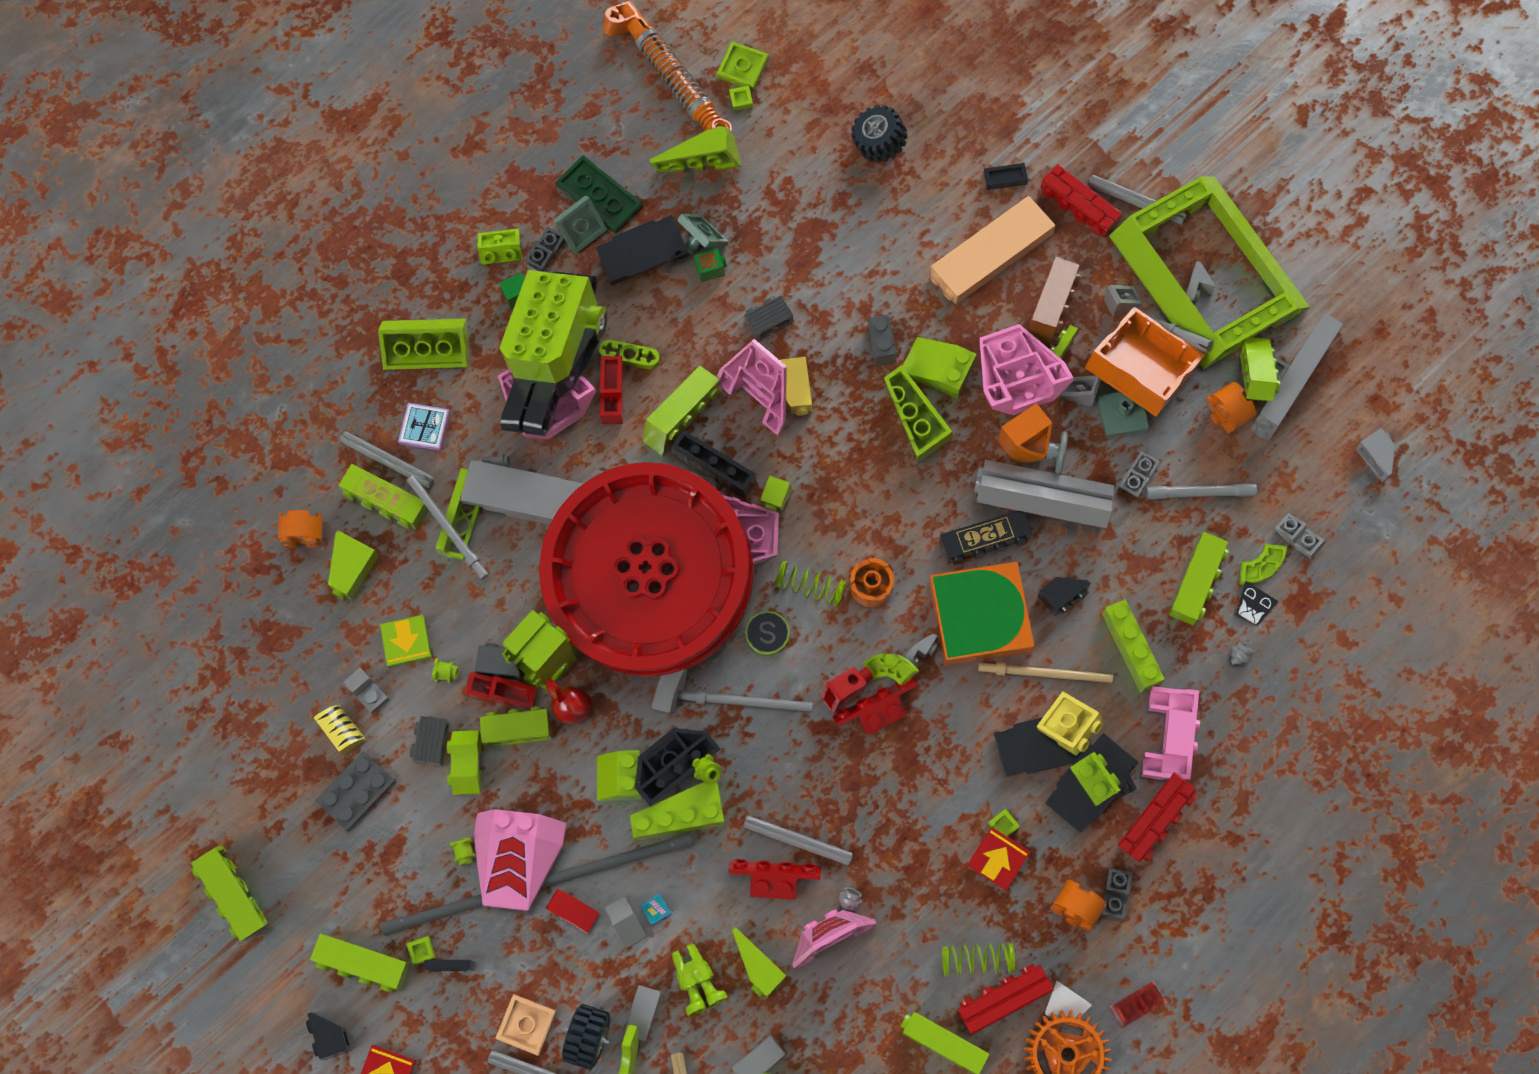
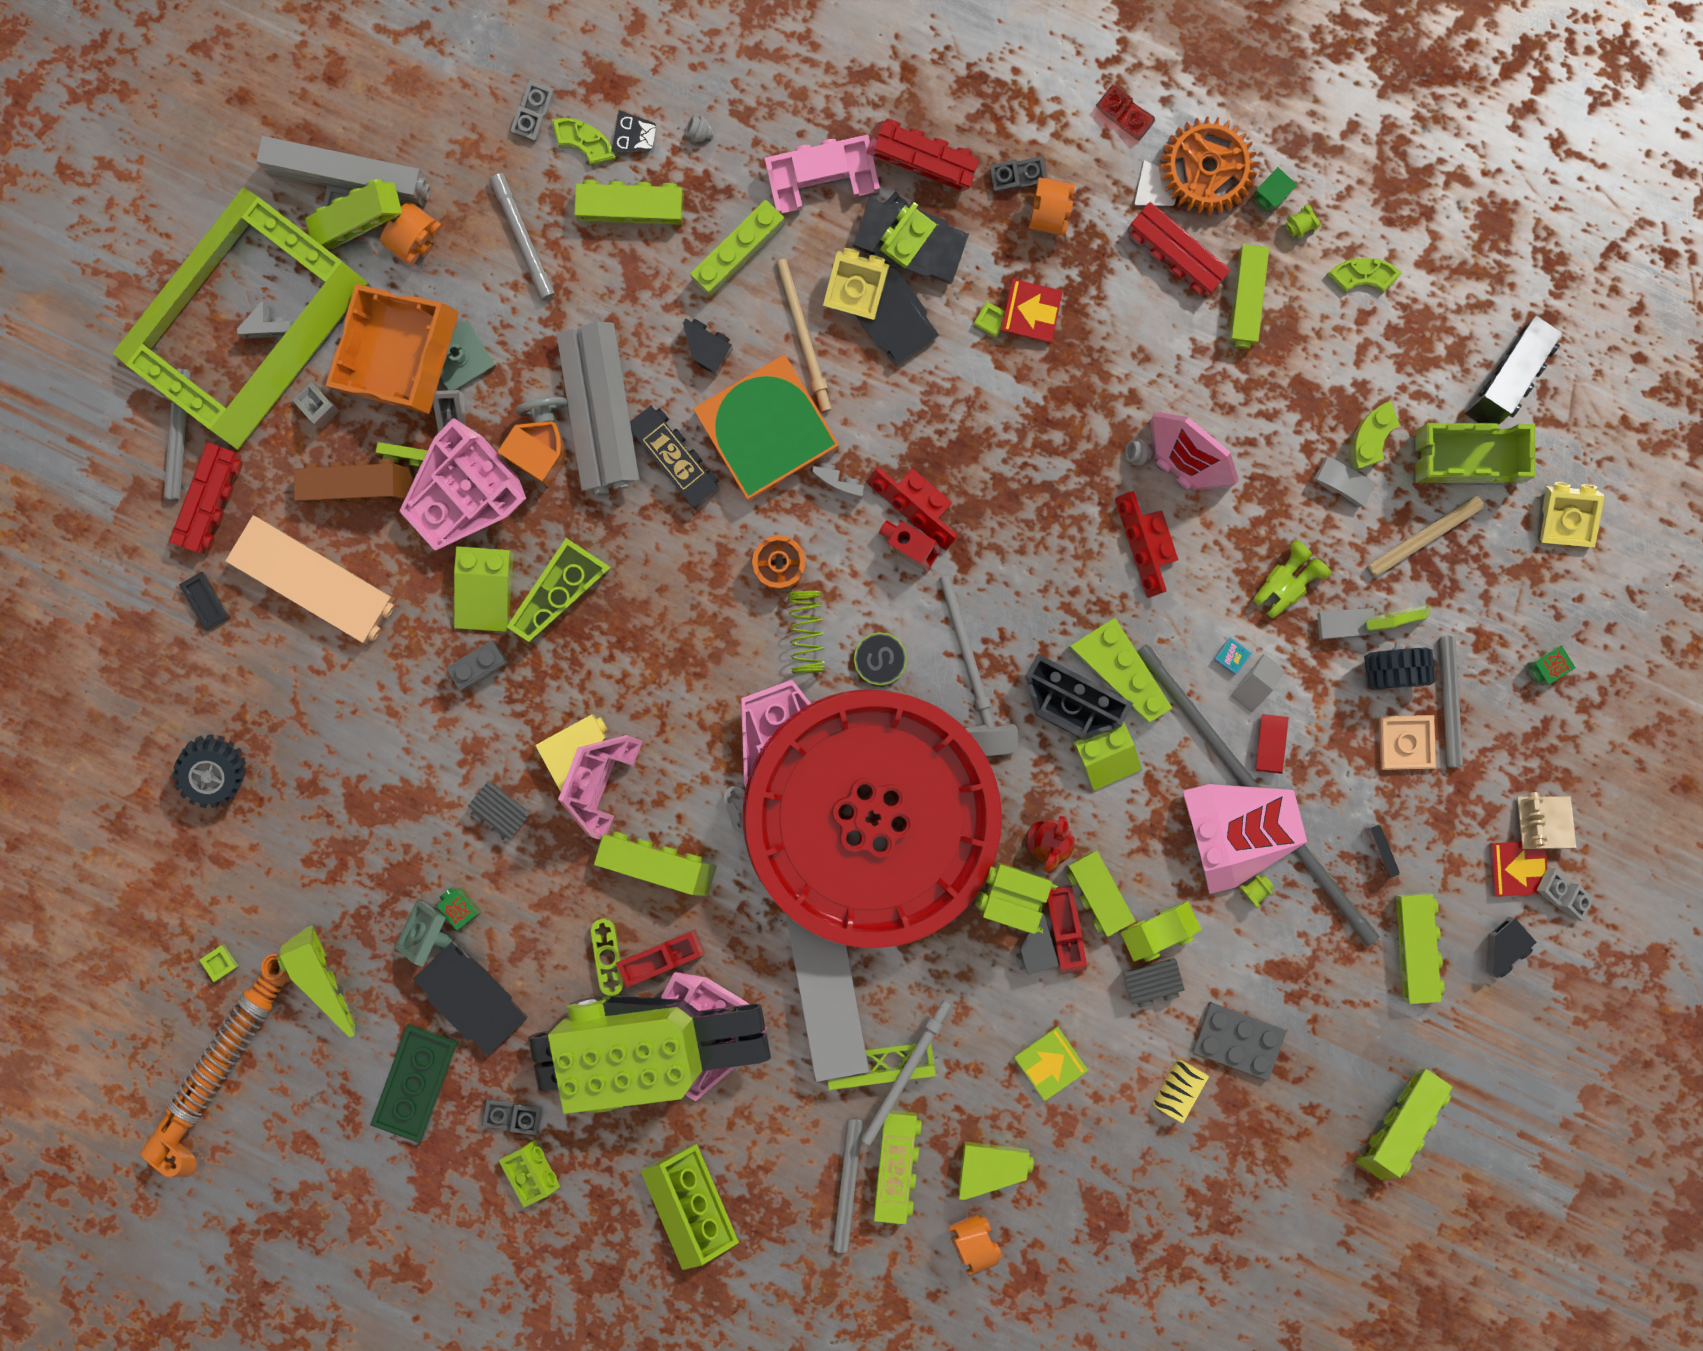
camera: 120 degrees left, 15 degrees up
(366, 690) = (1124, 1083): light grey slope -> none
(421, 950) = (1378, 889): lime tile -> none
(424, 426) = (790, 1160): tile -> none
(444, 671) = (1069, 1001): lime brick -> none
(501, 460) = (801, 1053): light grey pin -> none
(511, 288) = (579, 1127): green brick -> none
(580, 224) = (467, 1085): sand green tile -> none
(706, 769) = (1067, 659): lime brick -> none
(714, 464) = (708, 798): black brick -> none
(742, 65) = (173, 979): lime tile -> none
(761, 971) = (1252, 516): lime slope -> none
(776, 494) = (720, 710): lime arch -> none
(798, 840) = (1097, 533): light grey axle -> none
(891, 666) = (868, 505): lime tile -> none
(1010, 958) = (1130, 261): lime piece -> none
(1139, 474) = (528, 312): light grey slope -> none
(1193, 339) = (340, 308): light grey pin -> none
(1378, 453) = (399, 52): light grey slope -> none

